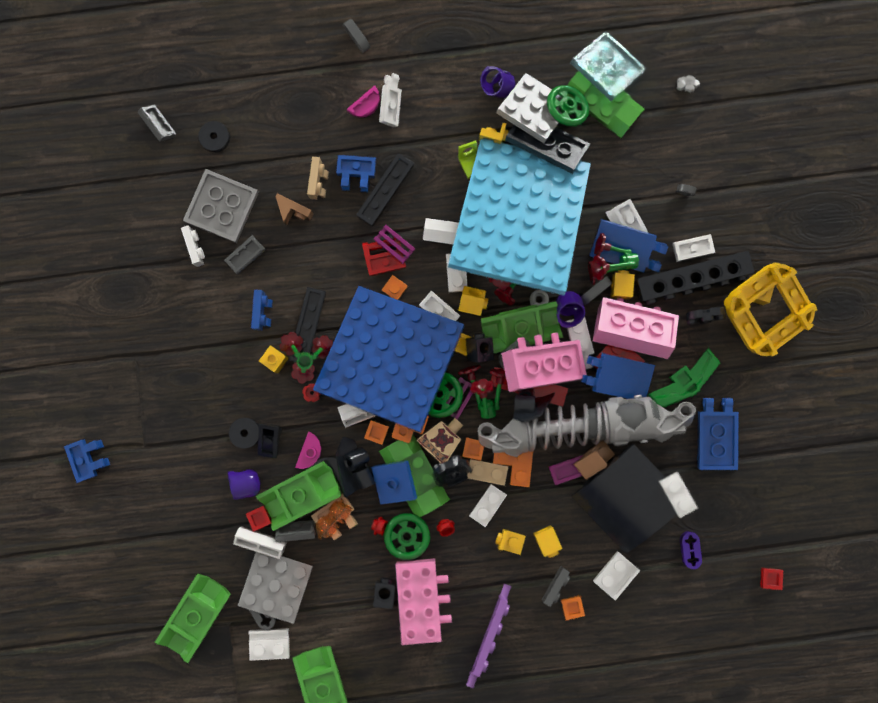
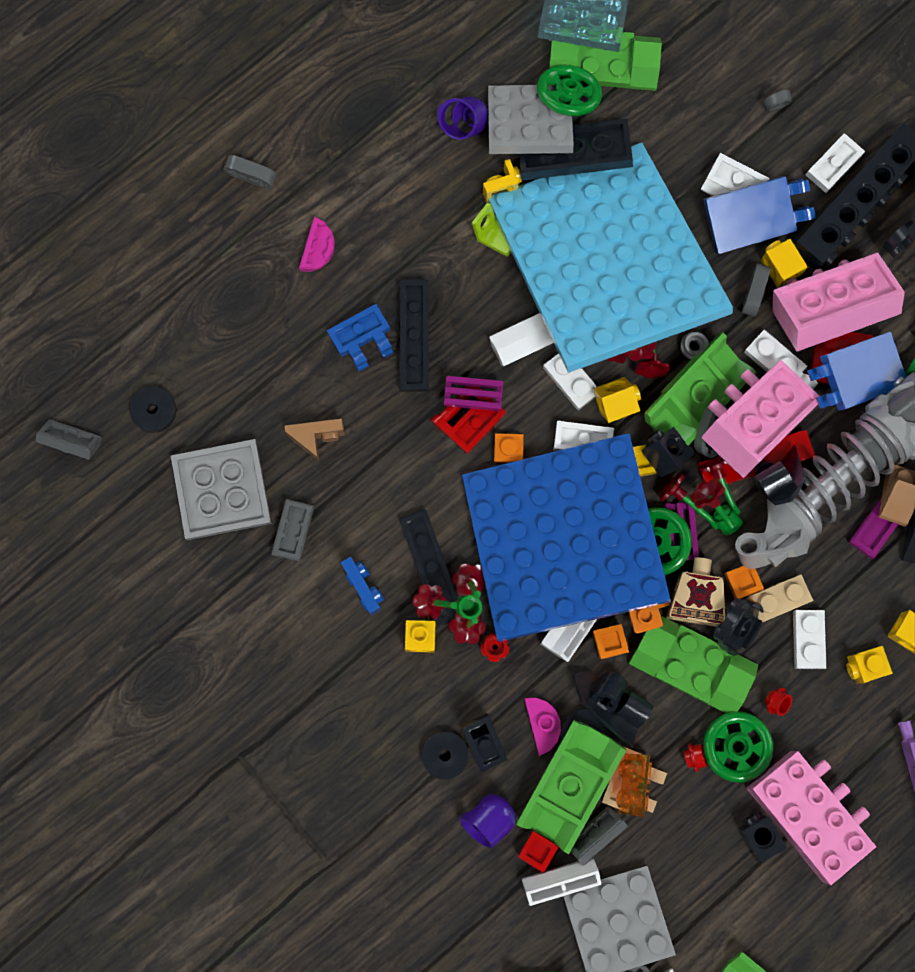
camera: 35 degrees left, 5 degrees down
(81, 460) = (259, 934): blue plate -> none
(191, 238) = (230, 569): white plate -> none
(317, 171) = (316, 369): tan plate -> none
(390, 101) = (346, 223): white plate -> none
(394, 482) = (677, 688): blue plate -> none
(520, 467) = (815, 565): orange plate -> none
(569, 305) = (741, 326): dark purple helmet -> none
(598, 267) = (746, 253): plant -> none

